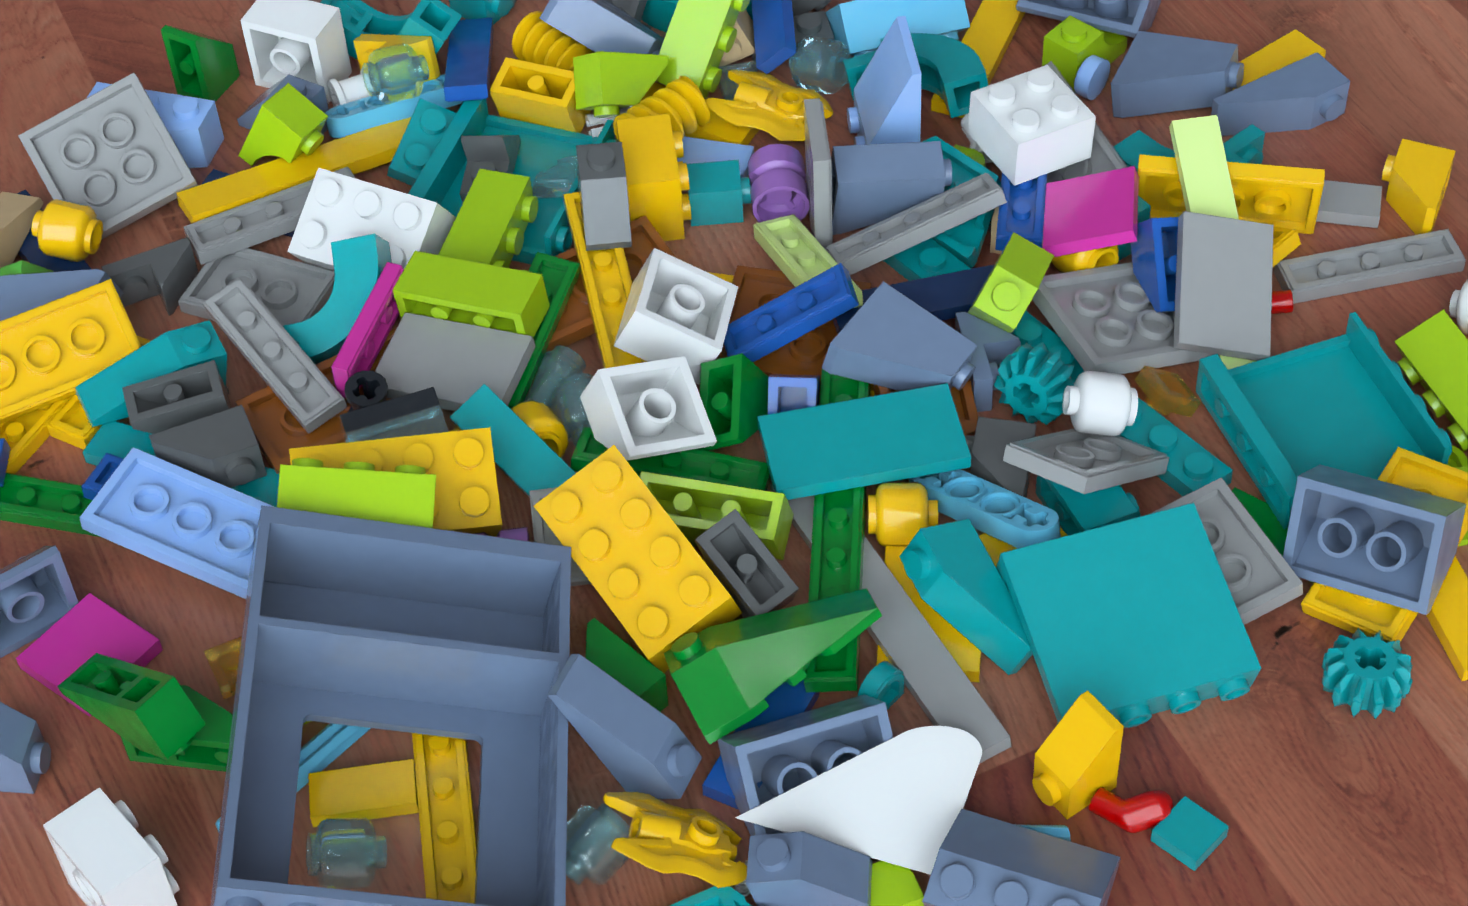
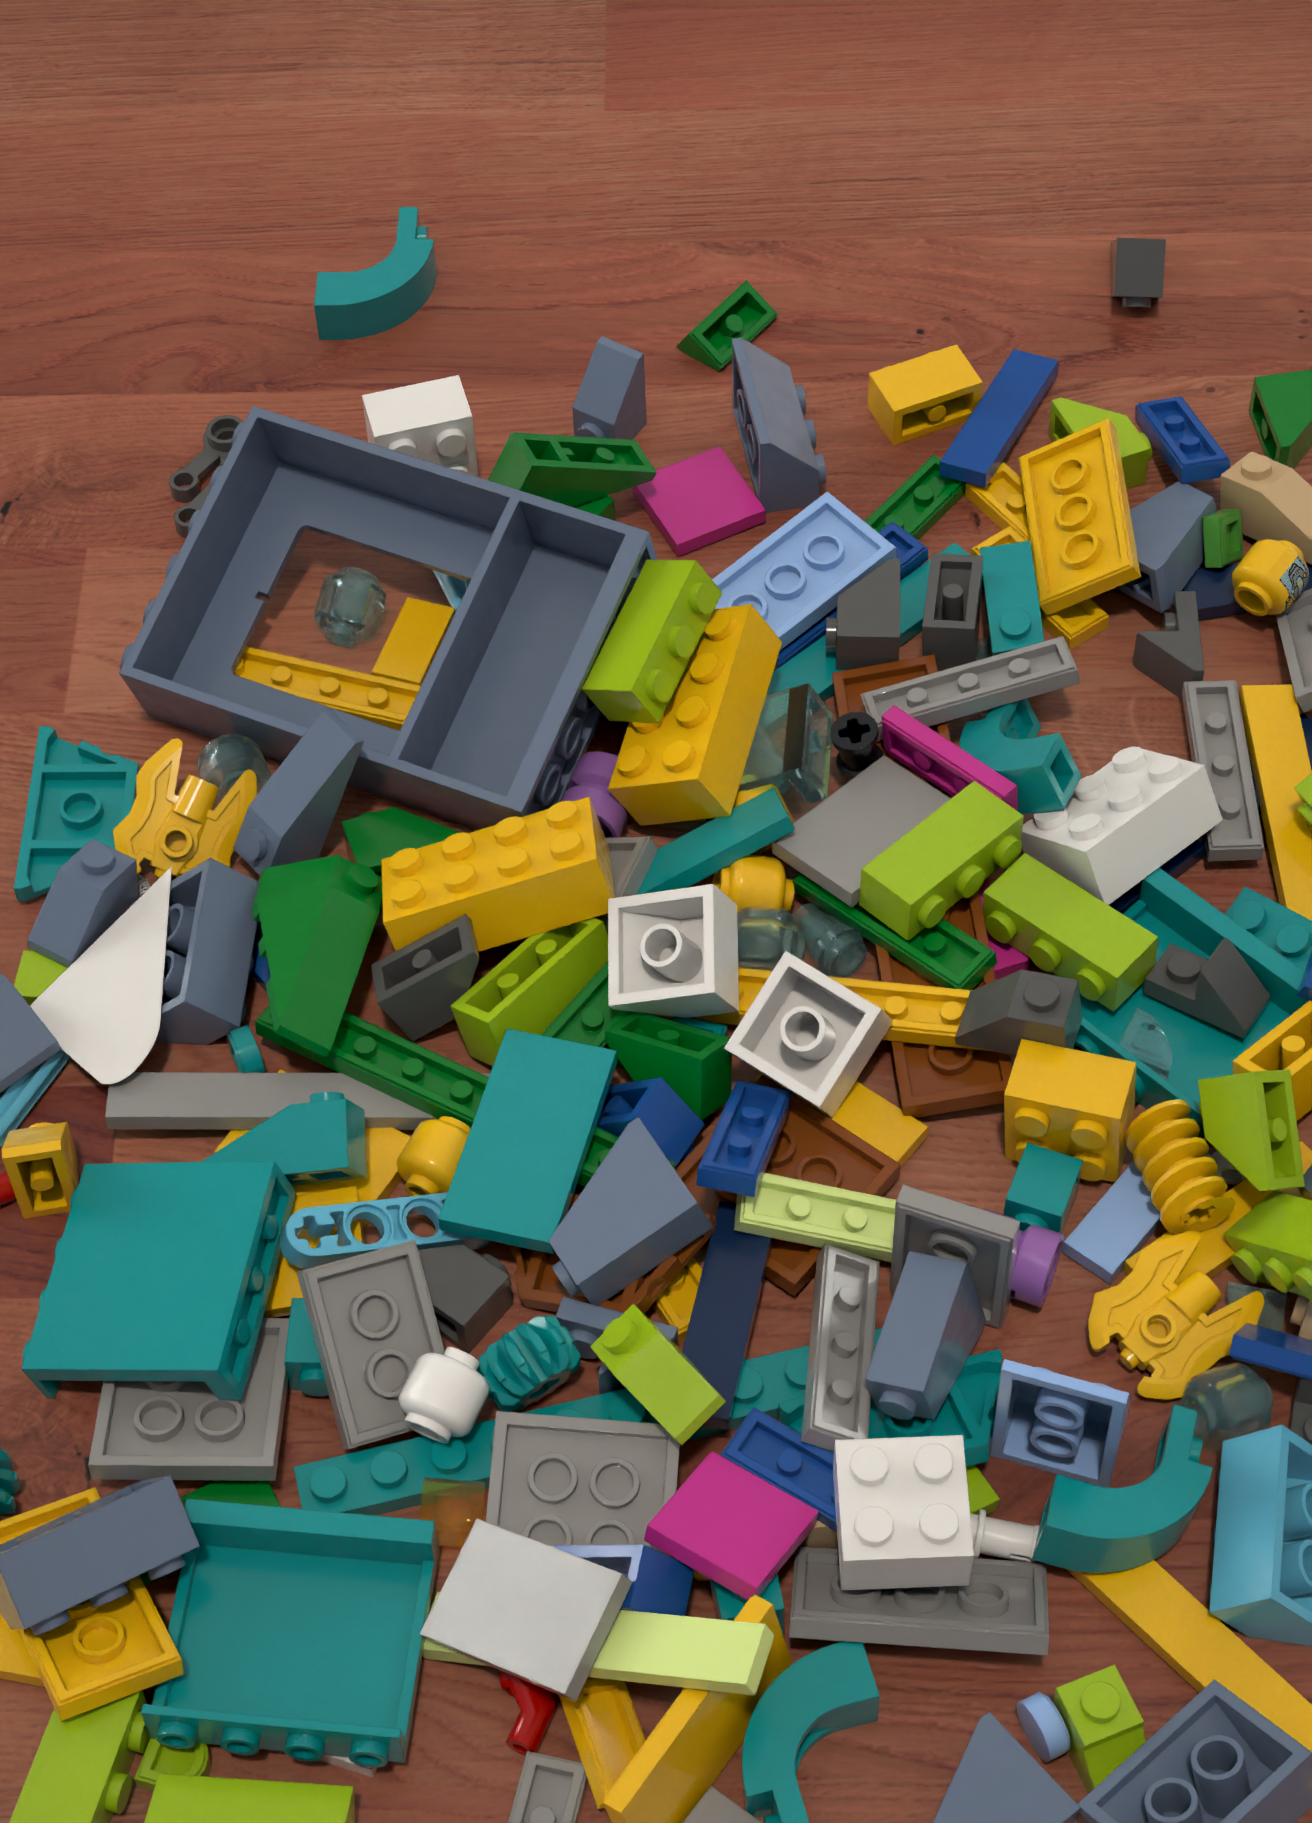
camera: 115 degrees right, 5 degrees up
(285, 286) = (1126, 714): light grey tile -> none

